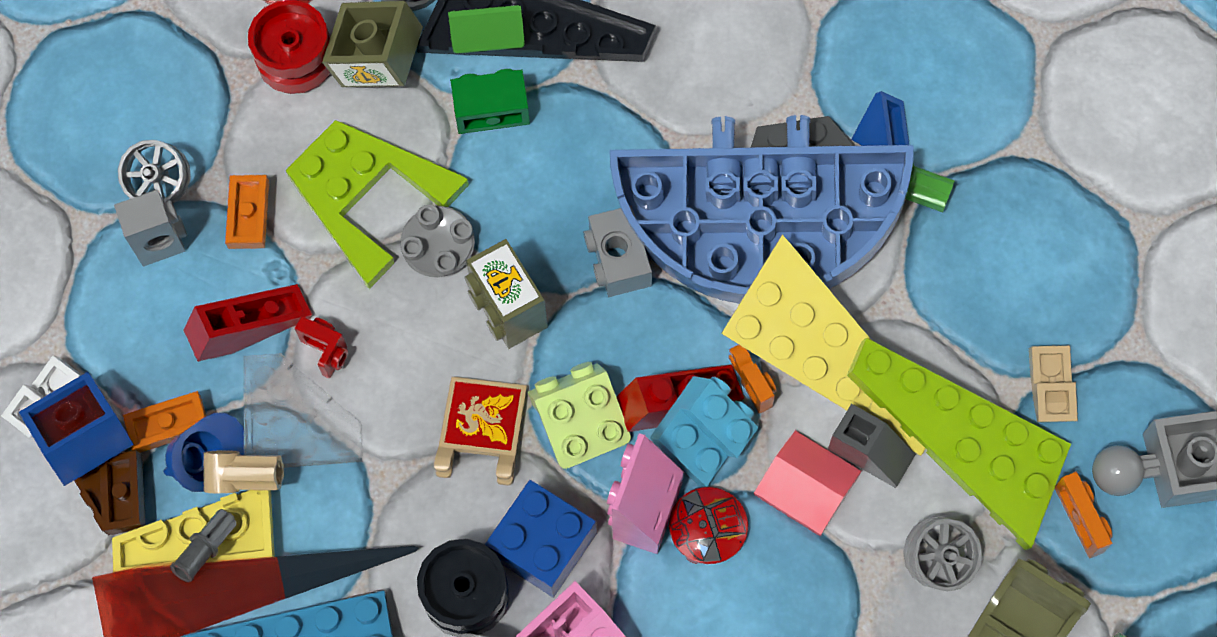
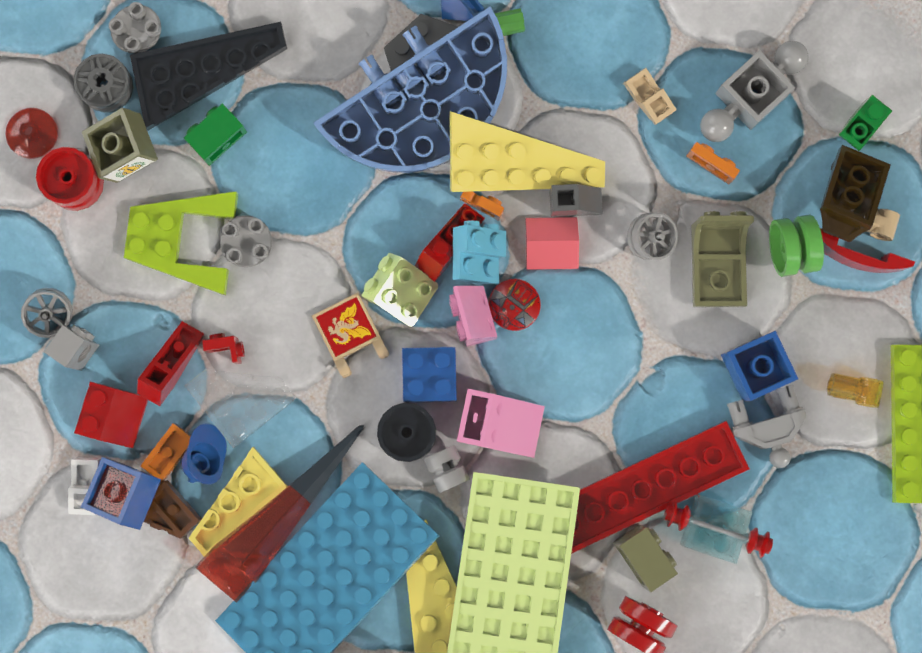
camera: 40 degrees left, 15 degrees up
(136, 334) = (111, 415): none -> red slope
(203, 545) = (246, 508): dark grey axle -> none
(232, 472) = (230, 456): tan piece -> none
(247, 211) = (119, 297): orange plate -> none
(486, 29) = (182, 91): bright green slope -> none
(505, 294) = (312, 248): brick -> none
(619, 273) = (363, 193): light grey brick -> none
(977, 443) = (629, 160): lime wing -> none

